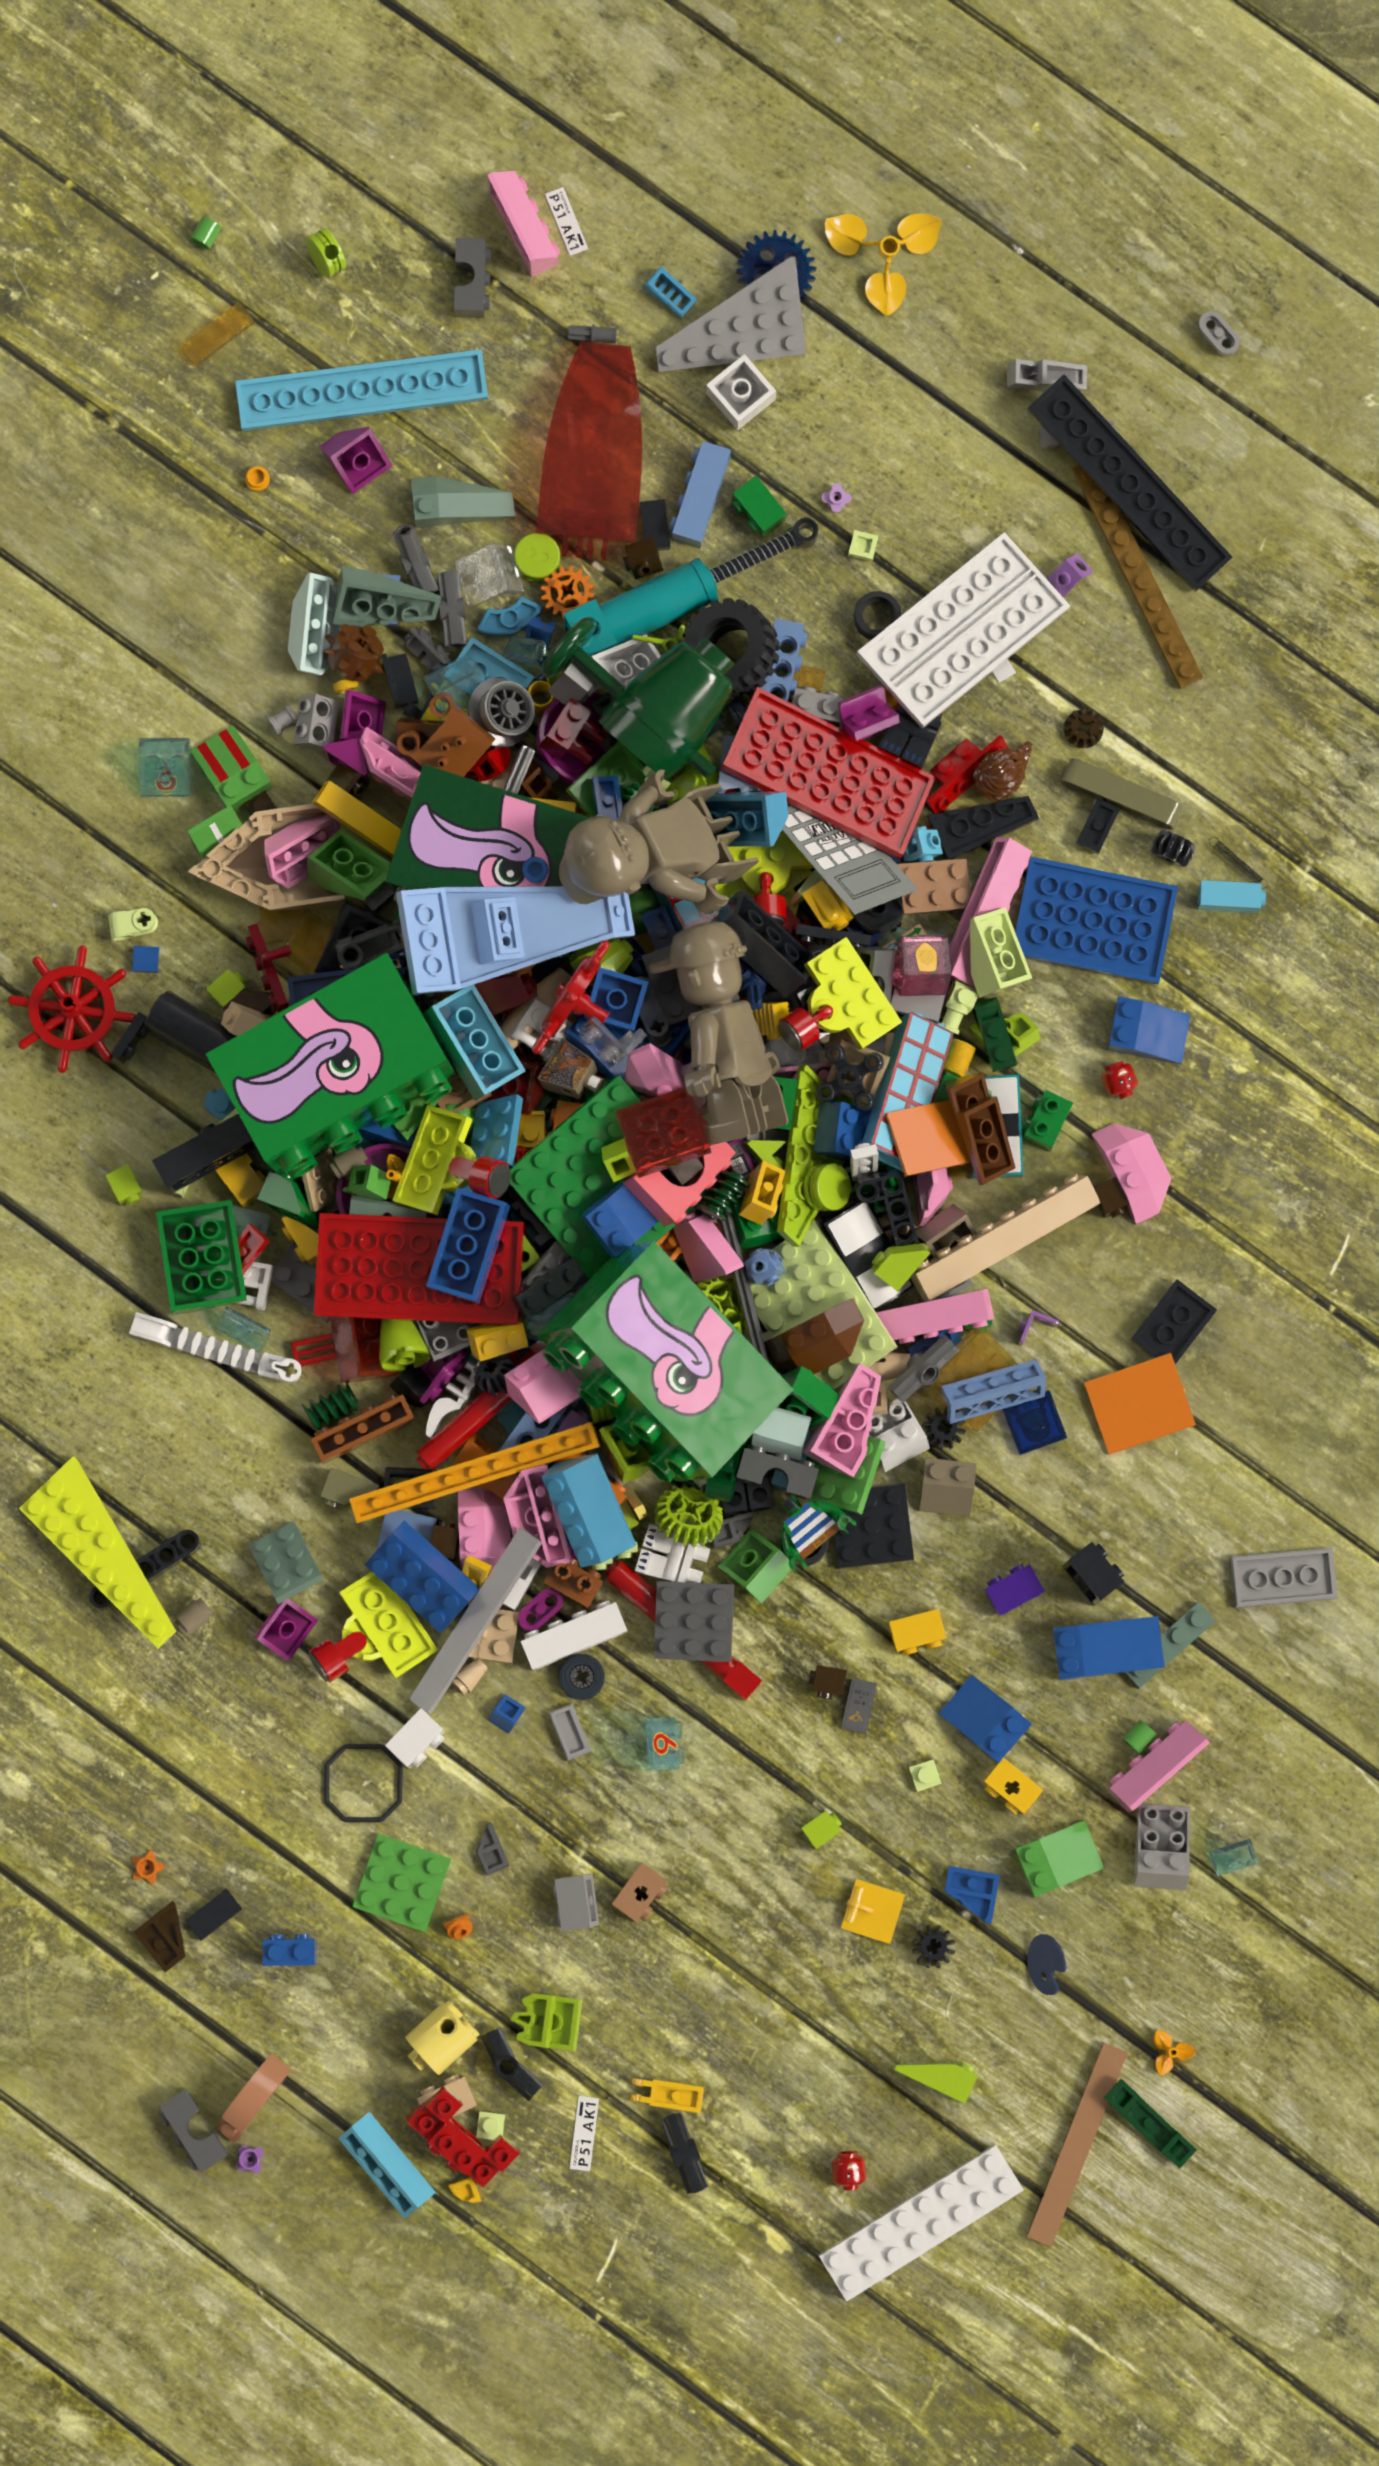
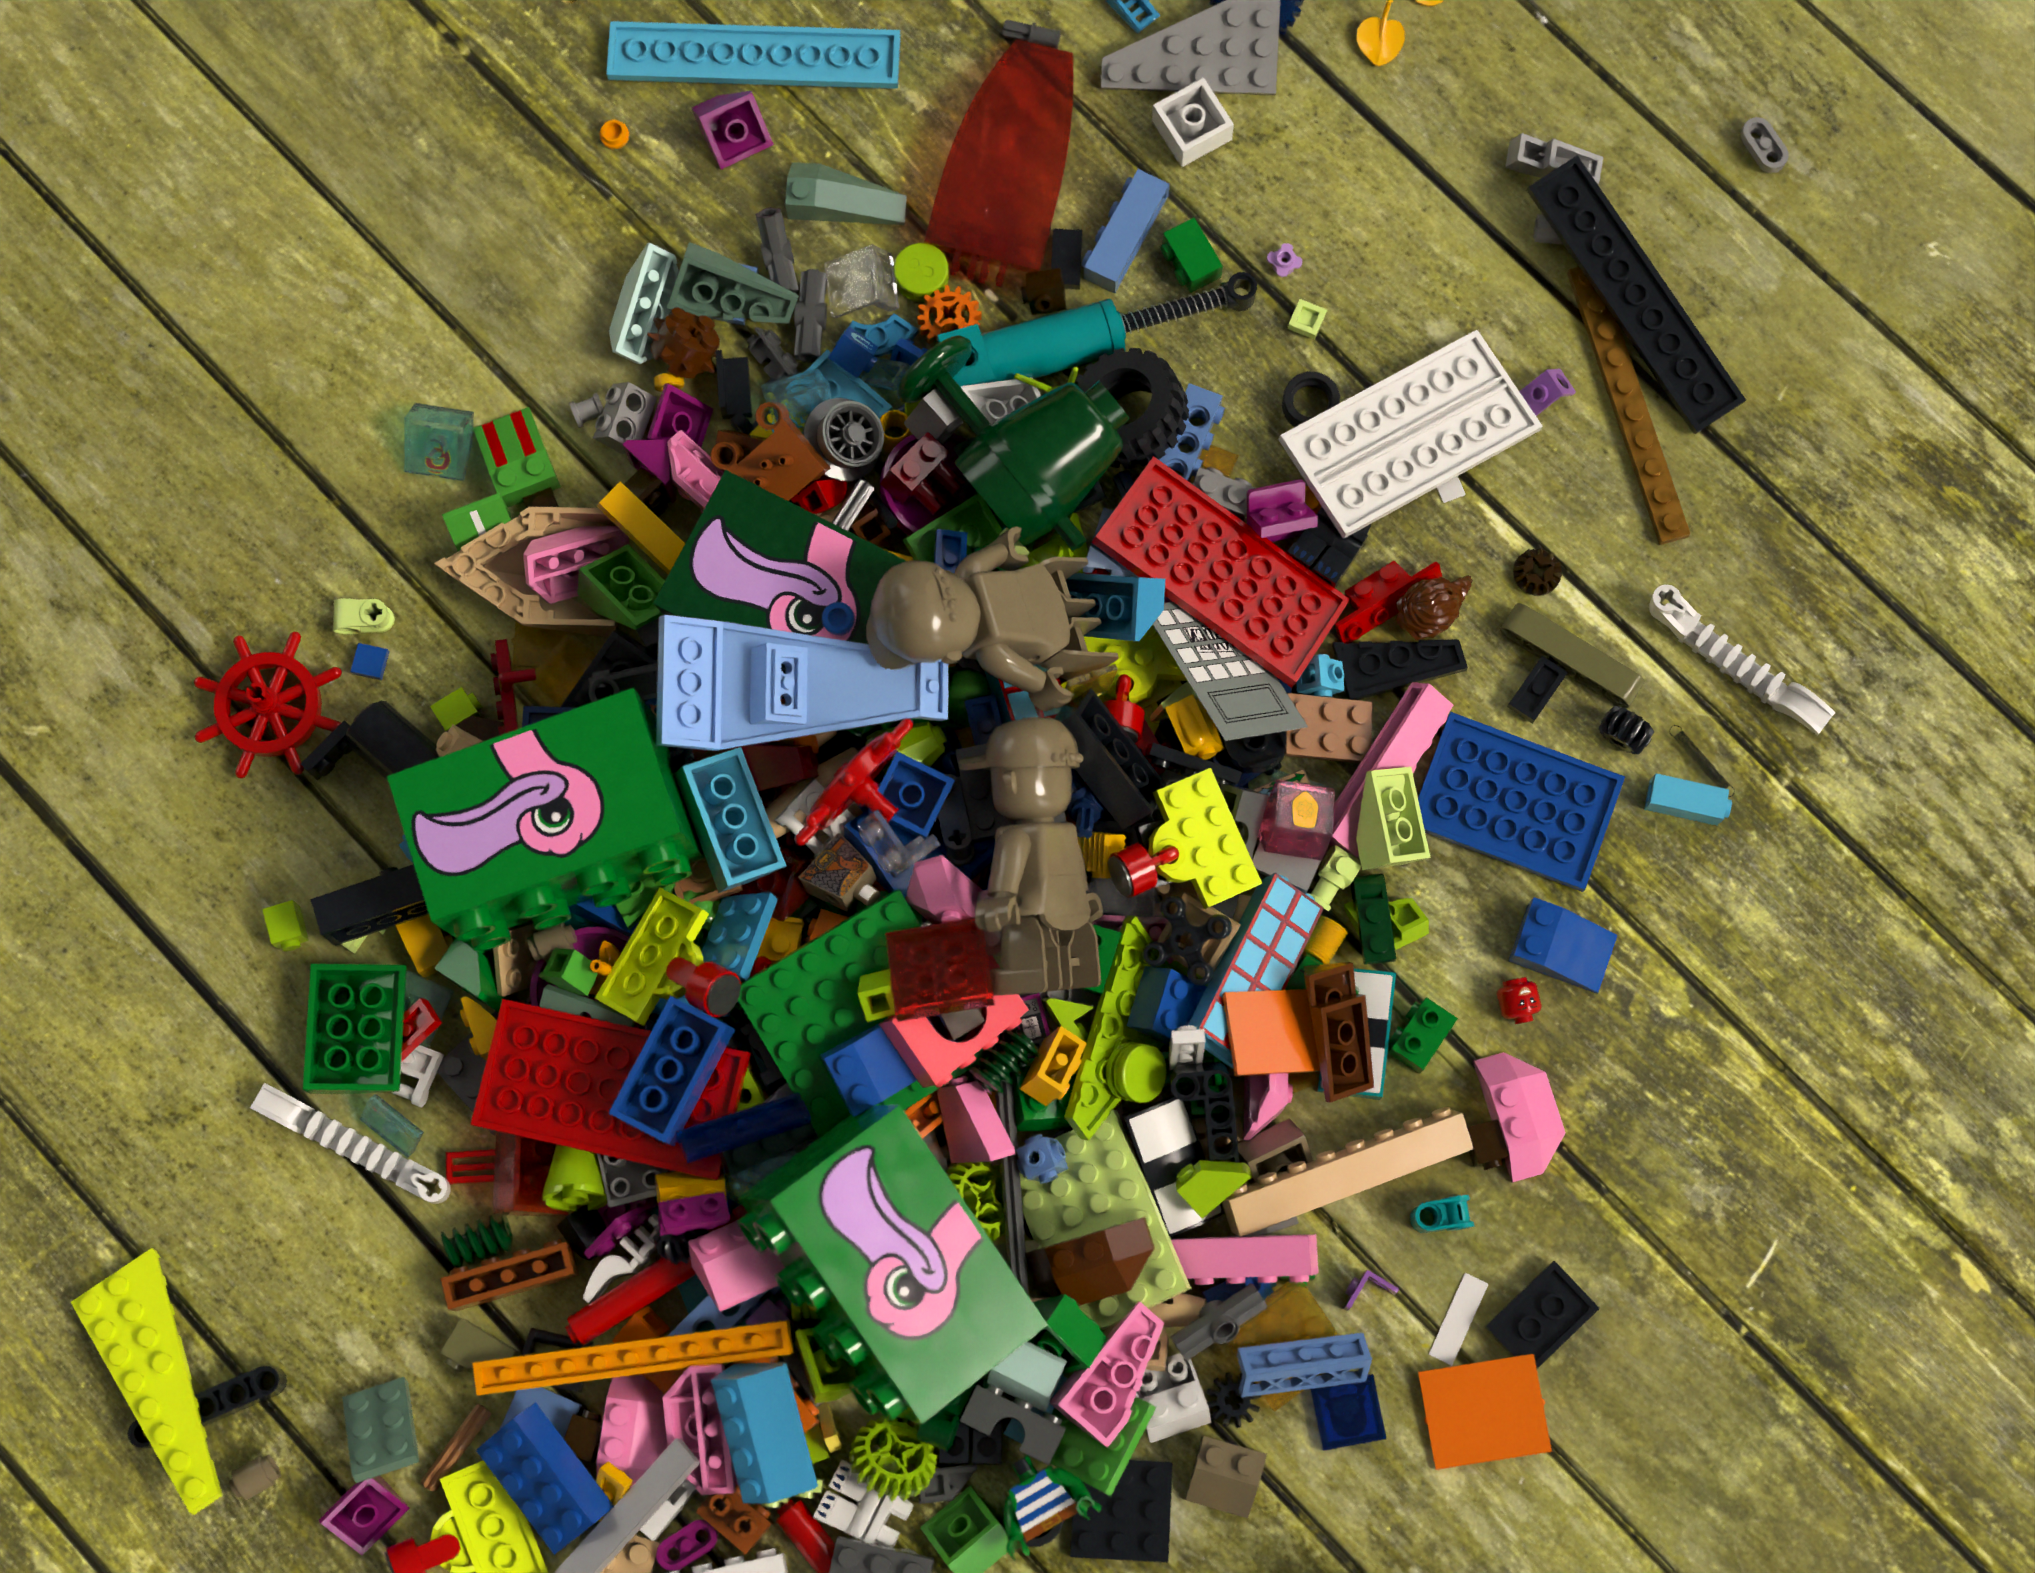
camera: 15 degrees right, 5 degrees down
(345, 1567) = (456, 1447): none -> medium nougat axle
(495, 636) = (854, 353): none -> blue brick
(504, 1352) = (692, 1213): none -> magenta bracket
(531, 1280) = (743, 1127): none -> clear blue tile
(745, 882) = (1097, 680): none -> clear yellow piece
(1089, 1256) = (1448, 1215): none -> teal piece
(1109, 1337) = (1458, 1319): none -> white sticker
(1300, 801) = (1791, 700): none -> white piece

